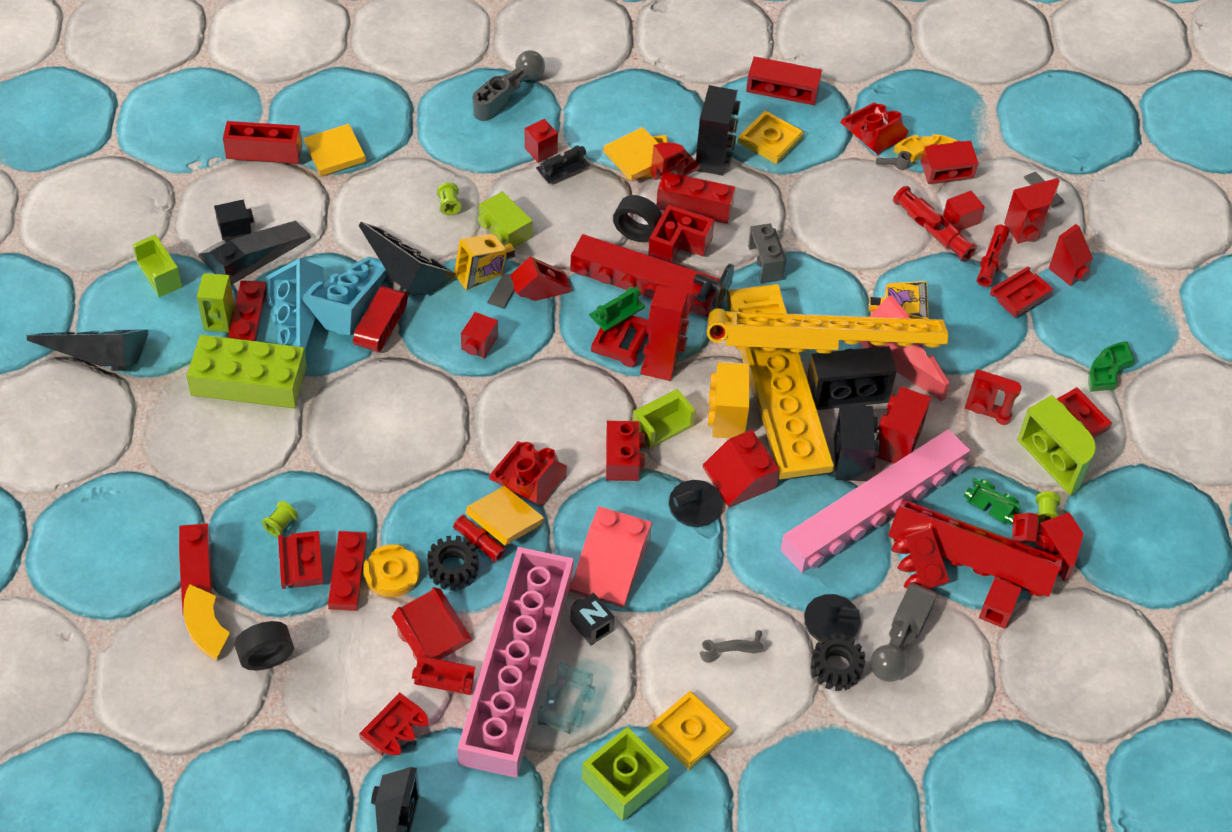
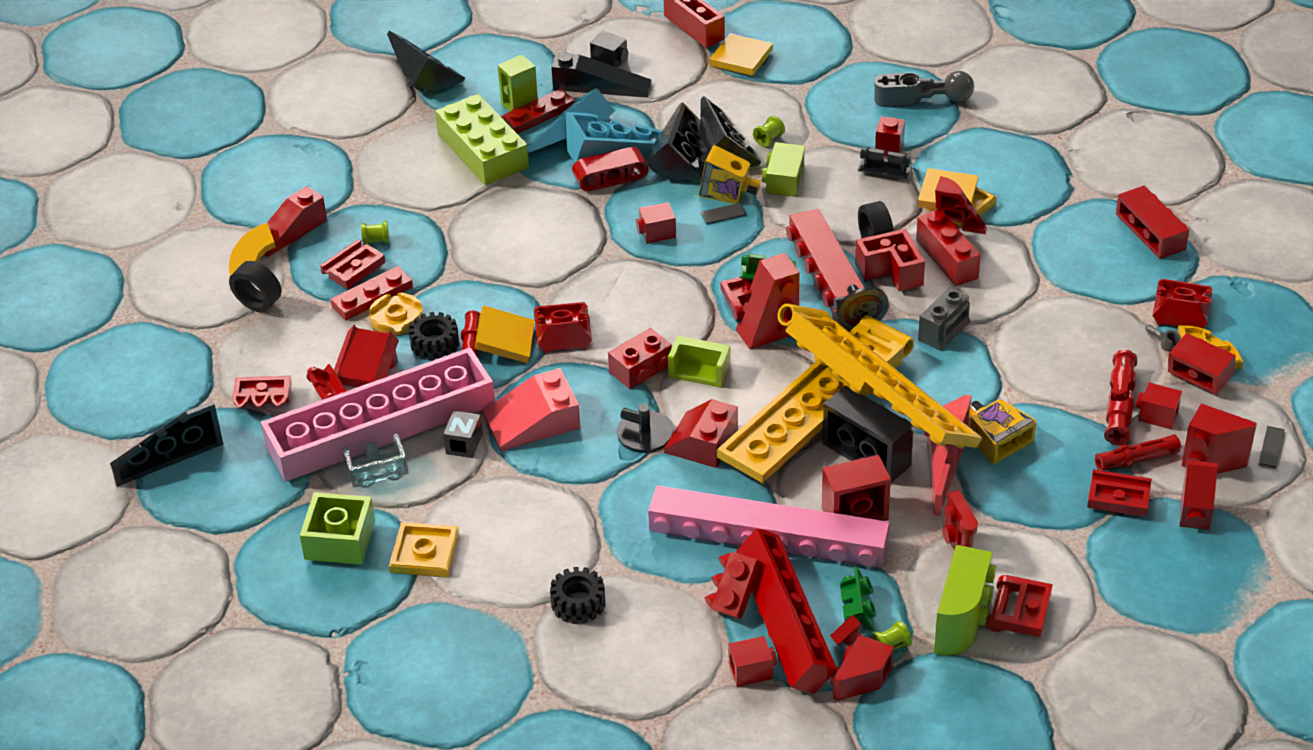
camera: 55 degrees right, 10 degrees down
(157, 265) = (527, 43): lime panel -> none
(426, 231) = (719, 131): none -> black wedge
(539, 280) = (750, 220): red slope -> none
(716, 130) = (1020, 206): black brick -> none
(728, 400) = (754, 378): yellow brick -> none
(731, 645) = (511, 518): dark grey piece -> none
(770, 137) = (1082, 254): yellow tile -> none
(831, 615) = (623, 572): black shield -> none
(855, 442) = (797, 471): black brick -> none
(889, 660) = (666, 613): dark grey beam -> none
(1107, 366) = (1108, 599): green tile -> none

